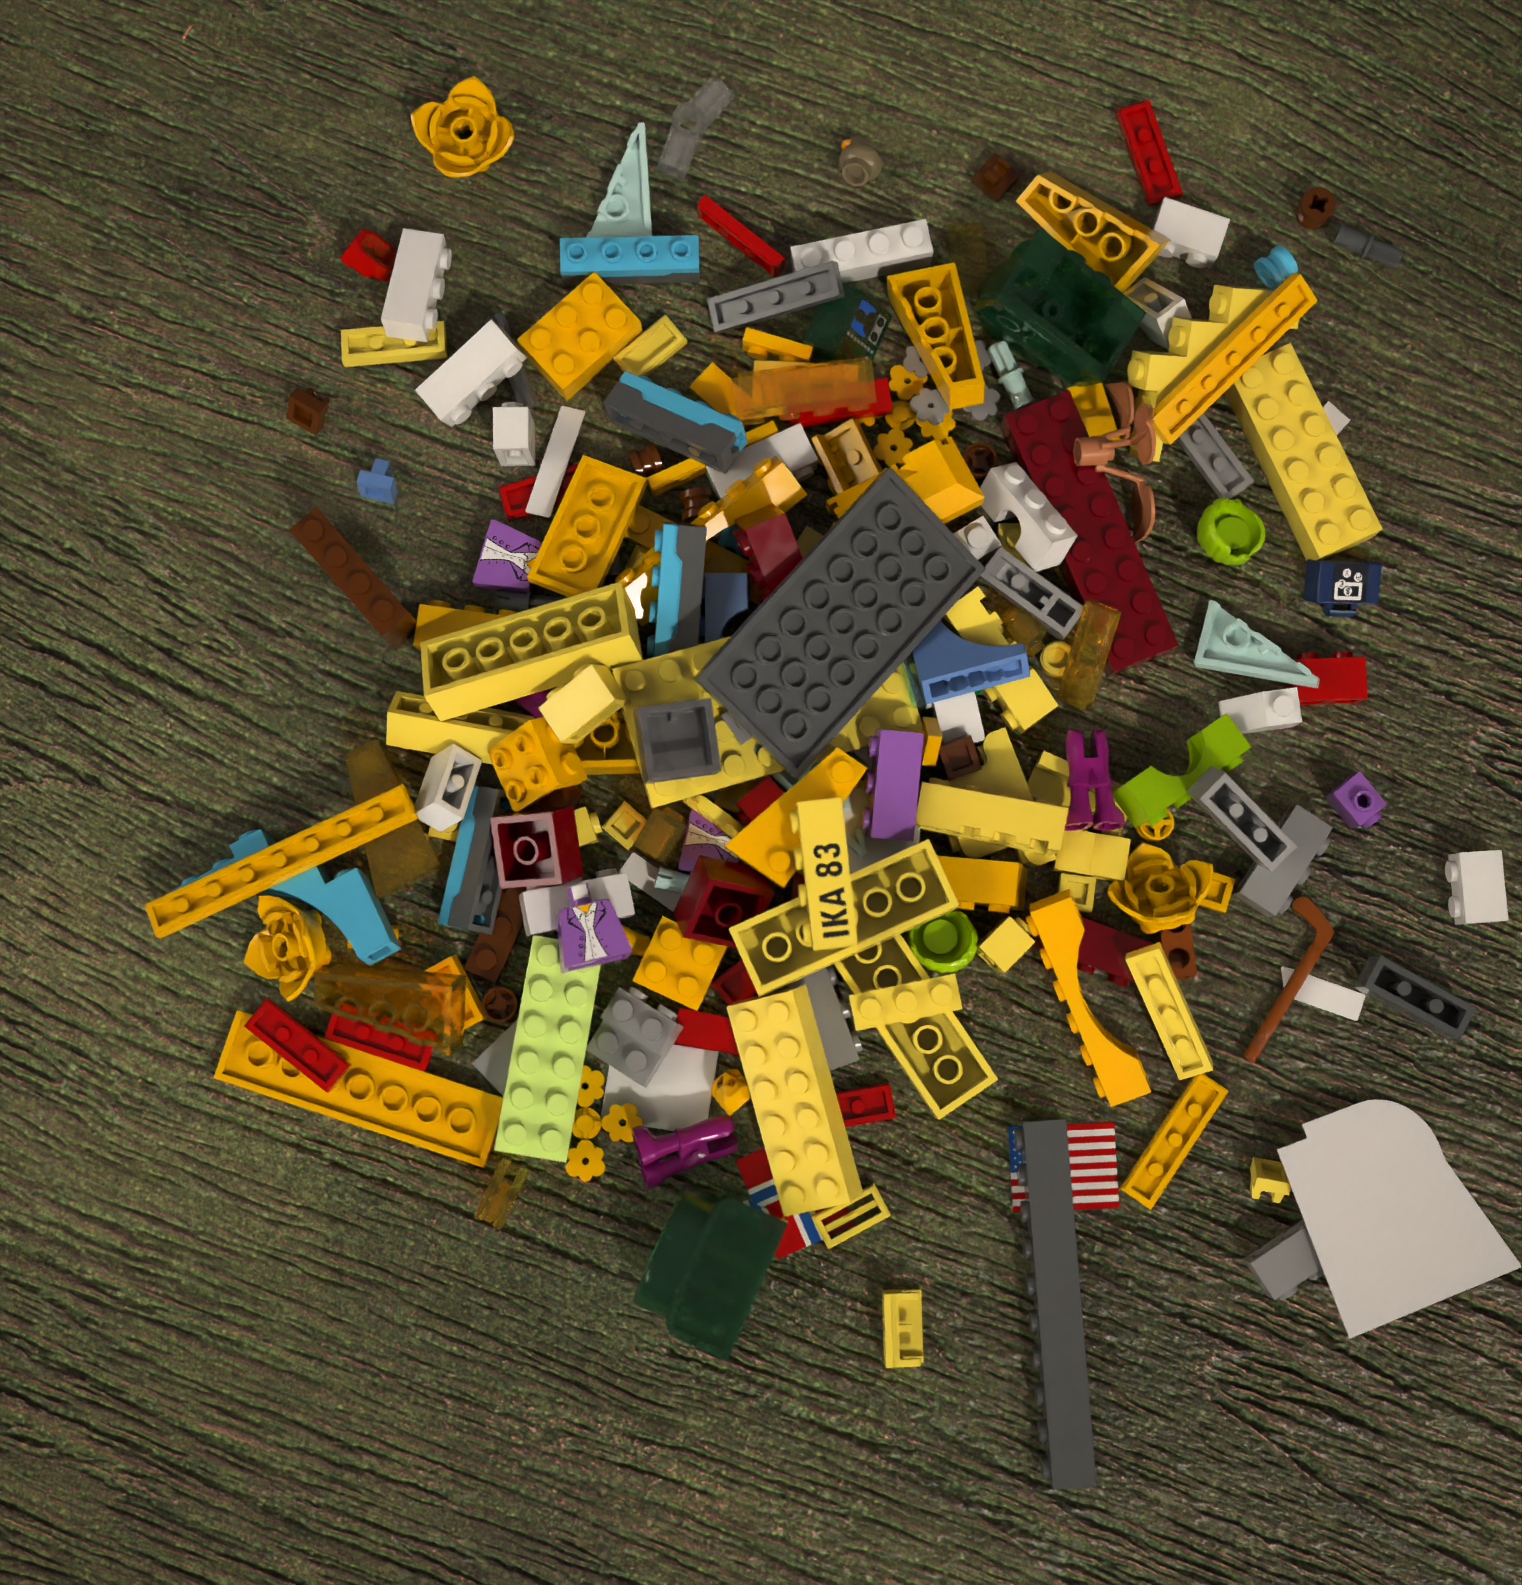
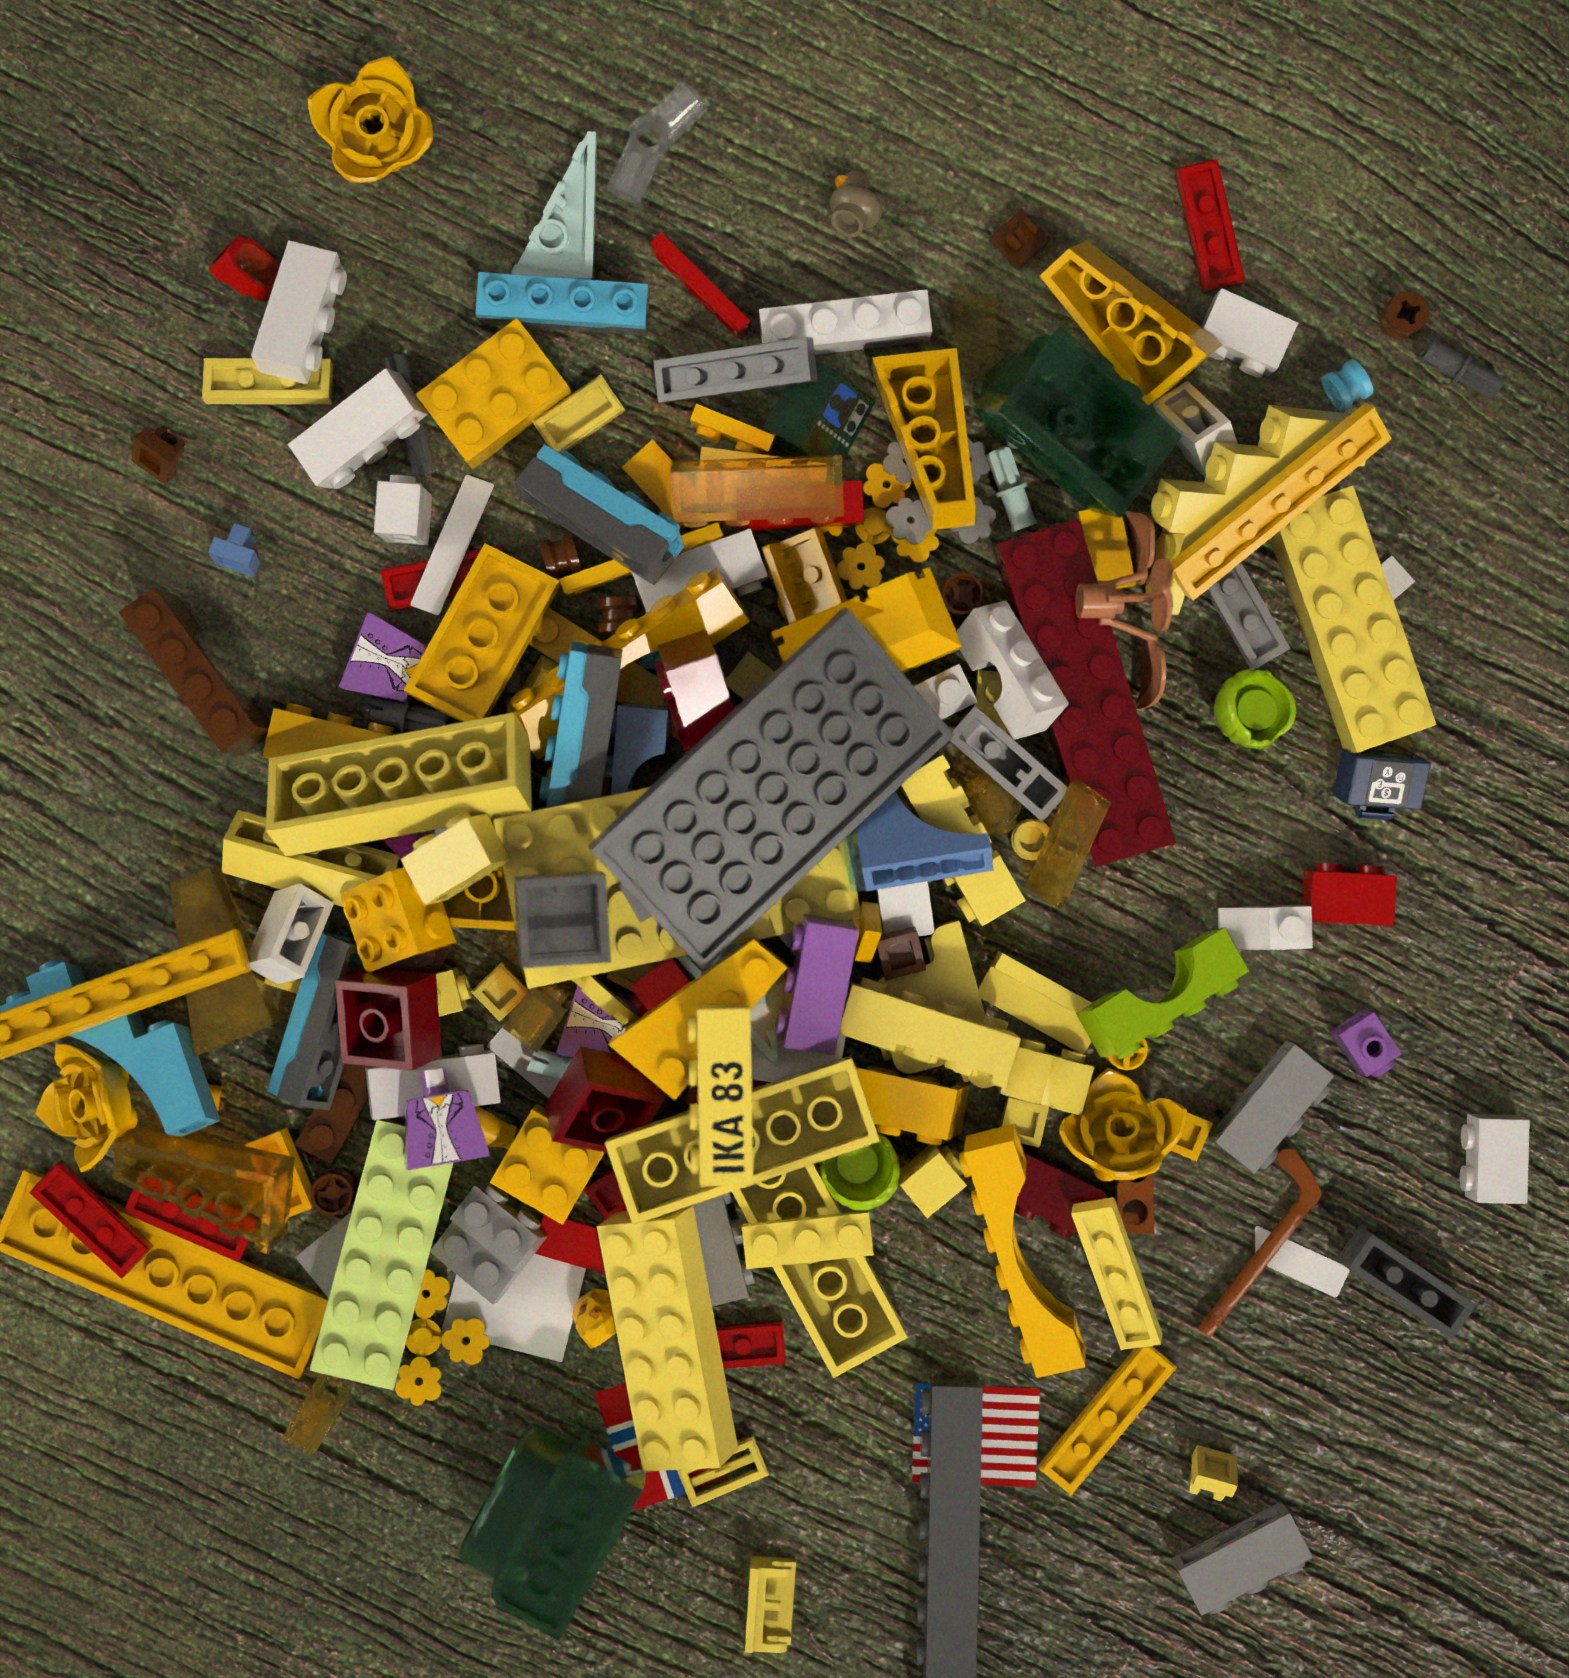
camera: 10 degrees right, 5 degrees up
(694, 1145) = (546, 1375): magenta piece -> none
(1090, 775) = (1053, 988): magenta piece -> none
(1234, 648) = (1245, 849): light aqua wing -> none
(1241, 818) = (1225, 1063): light grey brick -> none
(1388, 1214) = (1345, 1528): white sticker -> none

